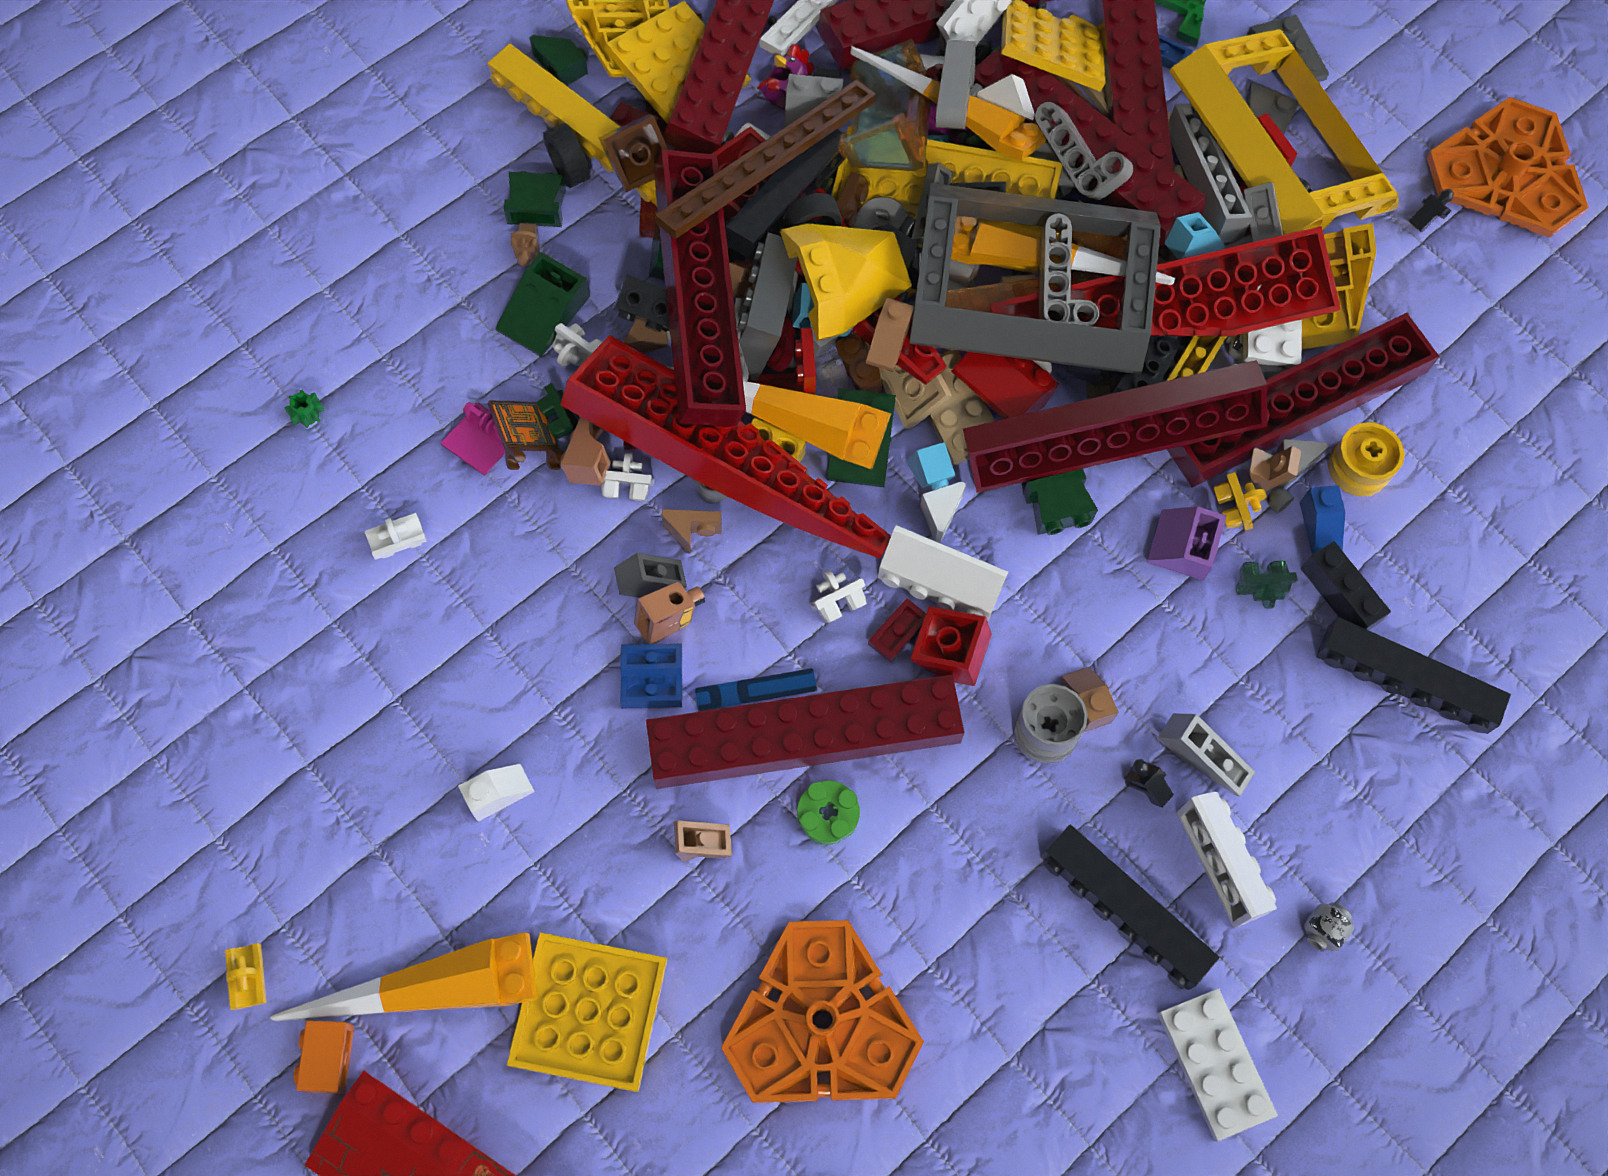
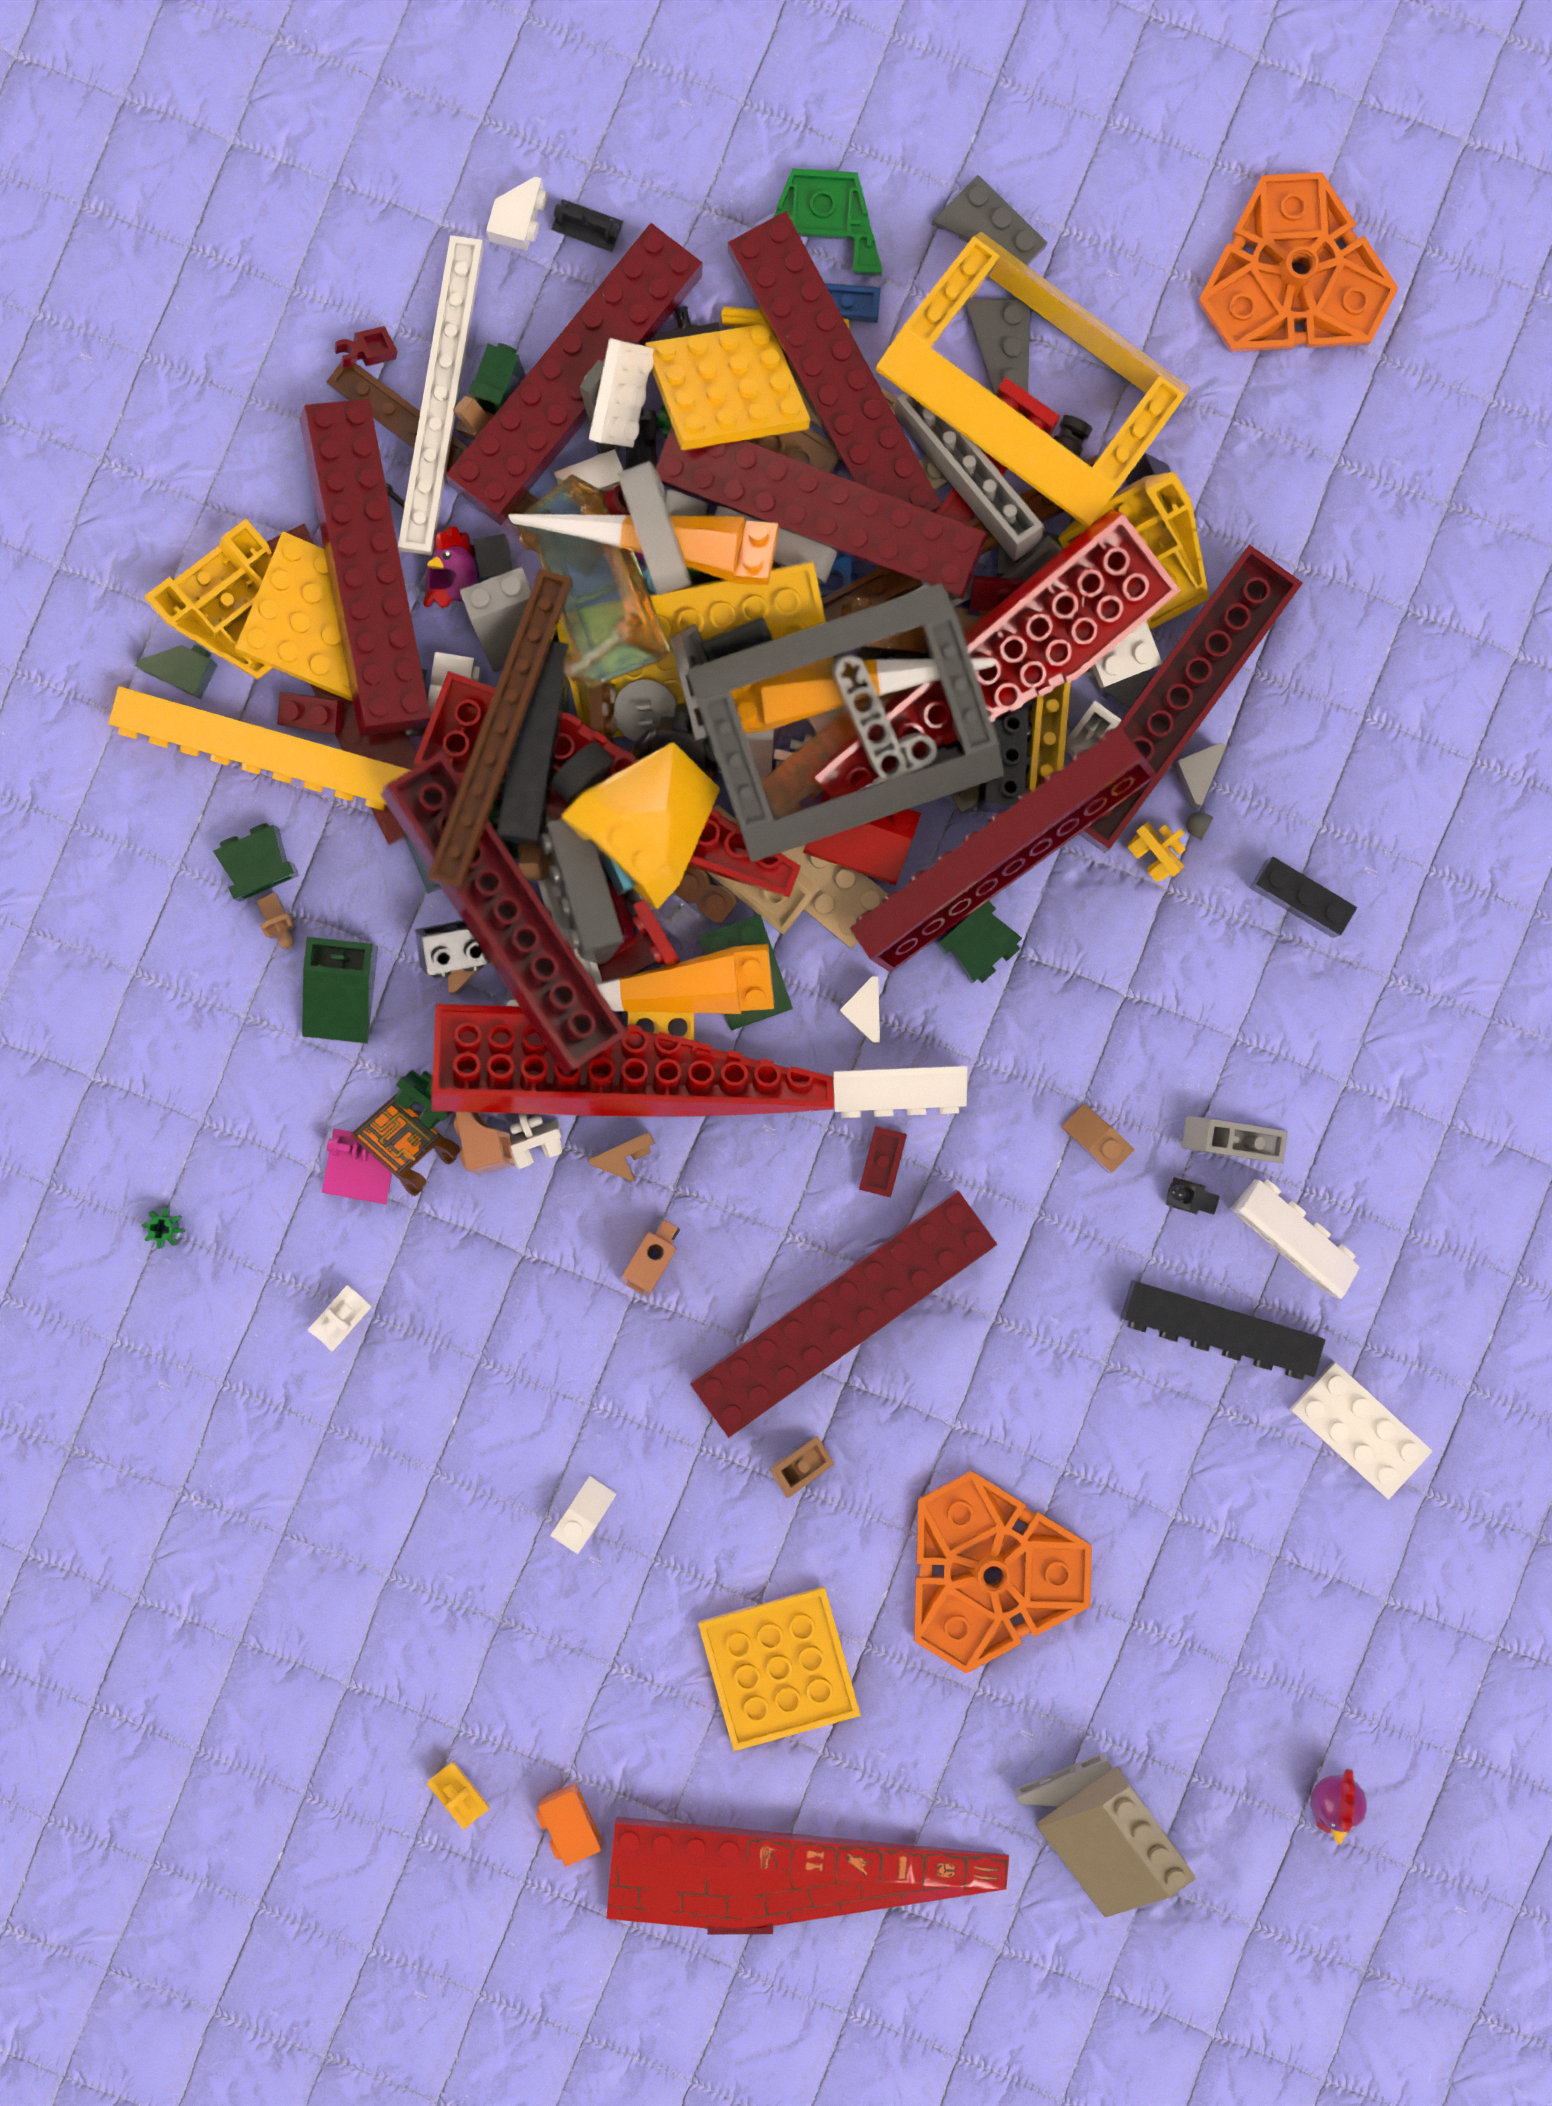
camera: 20 degrees left, 20 degrees up
(475, 976) = (663, 1692): light orange plate -> none
(566, 155) = (264, 800): black tyre -> none
(572, 346) = (398, 1022): white hips -> none
(634, 151) = (346, 772): reddish brown slope -> none
(647, 573) = (612, 1230): dark grey slope -> none
(651, 675) = (666, 1327): blue slope -> none
(755, 689) = (773, 1288): clear blue sticker -> none
(838, 827) = (918, 1387): bright green plate -> none
(851, 592) = (802, 1155): white hips -> none
(890, 334) = (729, 869): medium nougat slope -> none
(932, 466) = (834, 975): medium azure slope -> none
(952, 644) = (942, 1154): red slope -> none
(1009, 94) = (718, 504): white slope -> none
(1055, 709) = (1093, 1191): light grey wheel -> none
(1077, 148) = (825, 538): light grey beam -> none
(1187, 540) = (1124, 923): medium lavender slope -> none
(1192, 237) = (992, 580): medium azure slope -> none
(1264, 210) = (1054, 512): light grey plate -> none
(1265, 586) = (1232, 916): hips -> none
(1272, 470) = (1180, 801): medium nougat slope -> none
(1323, 516) = (1253, 827): blue slope -> none
(1329, 927) = (1414, 1254): light grey head -> none
(1366, 459) = (1274, 755): yellow wheel -> none
(1413, 676) = (1402, 957): black brick -> none
(1432, 208) = (1230, 377): black piece -> none

